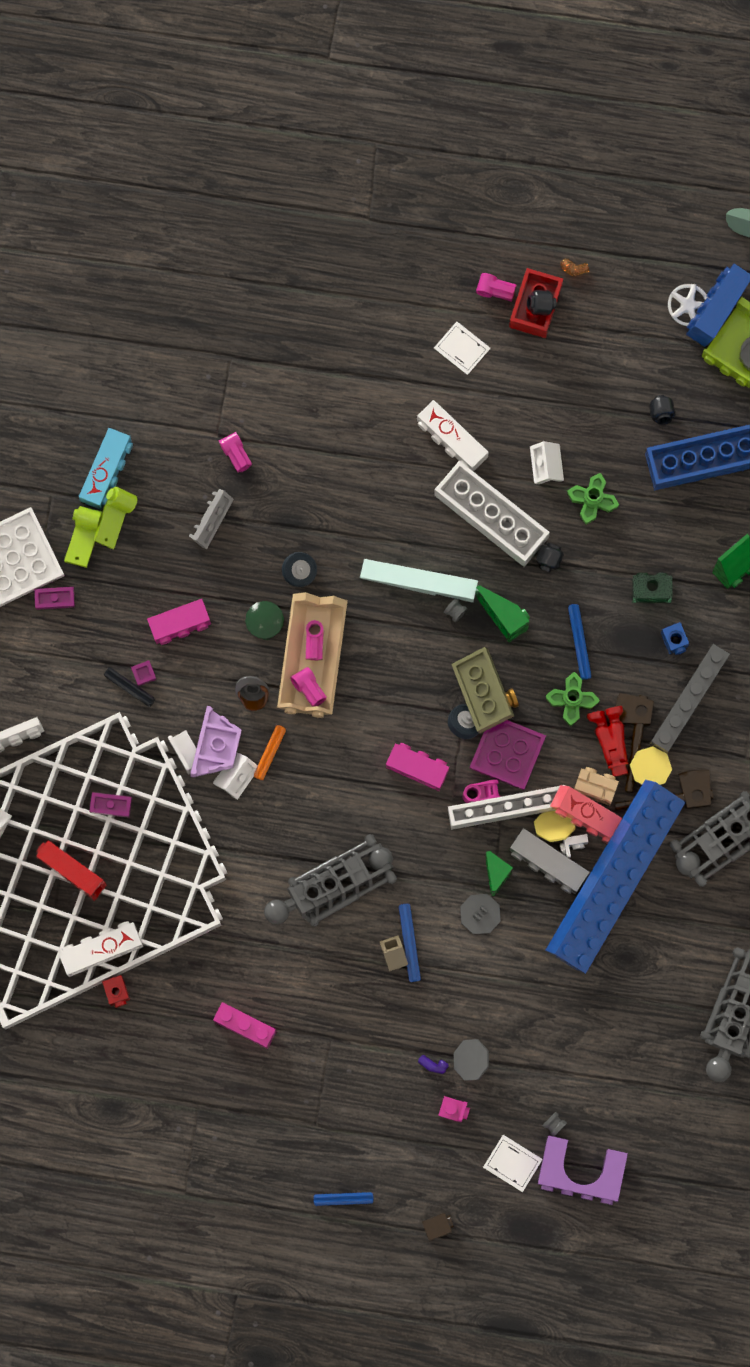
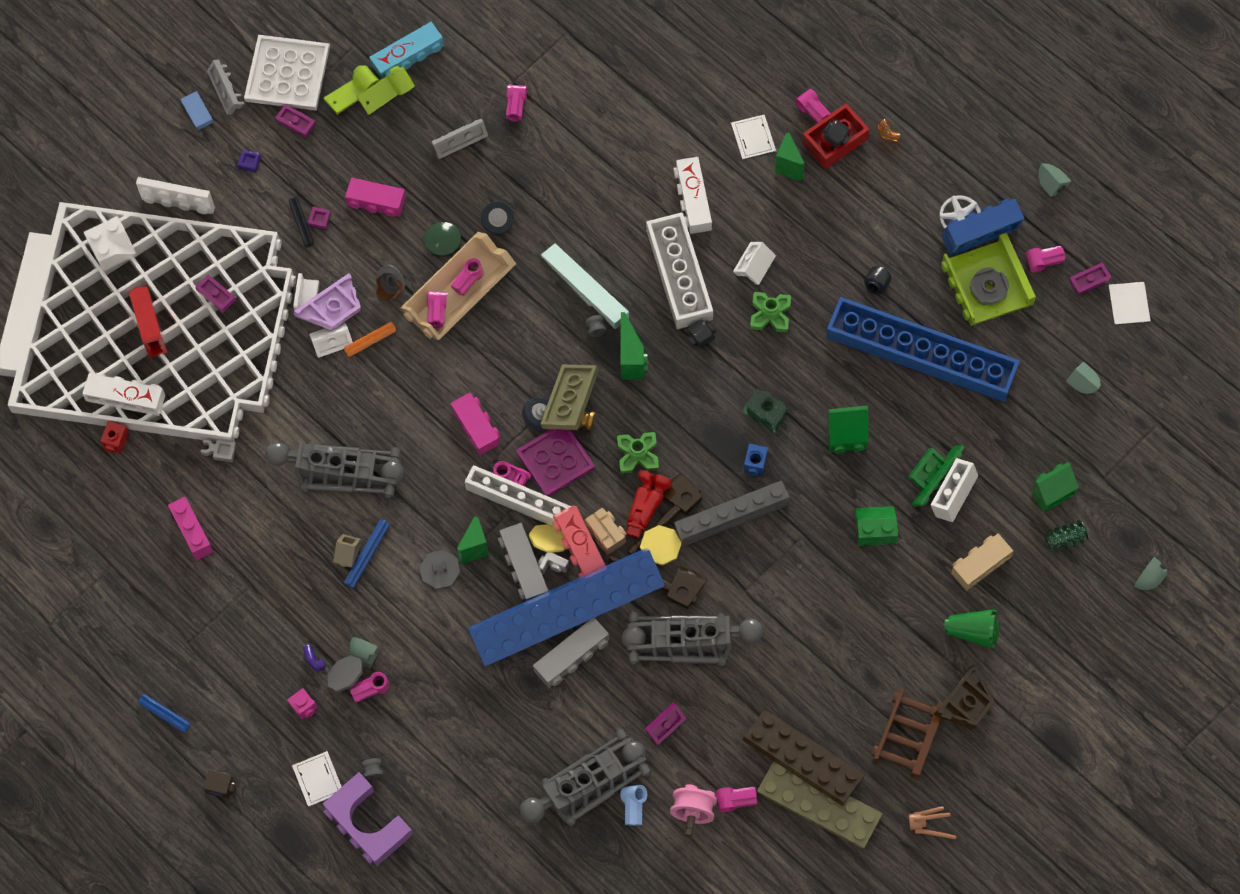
camera: 35 degrees right, 10 degrees down
(40, 661) = (249, 161): none -> dark purple tile
(218, 937) = (222, 450): none -> light grey plate
(470, 1030) = (363, 650): none -> sand green brick
(499, 1059) = (367, 688): none -> dark pink piece
(513, 350) = (788, 159): none -> green slope
(579, 640) = (677, 414): blue axle -> none
(644, 911) = (571, 652): none -> light grey brick

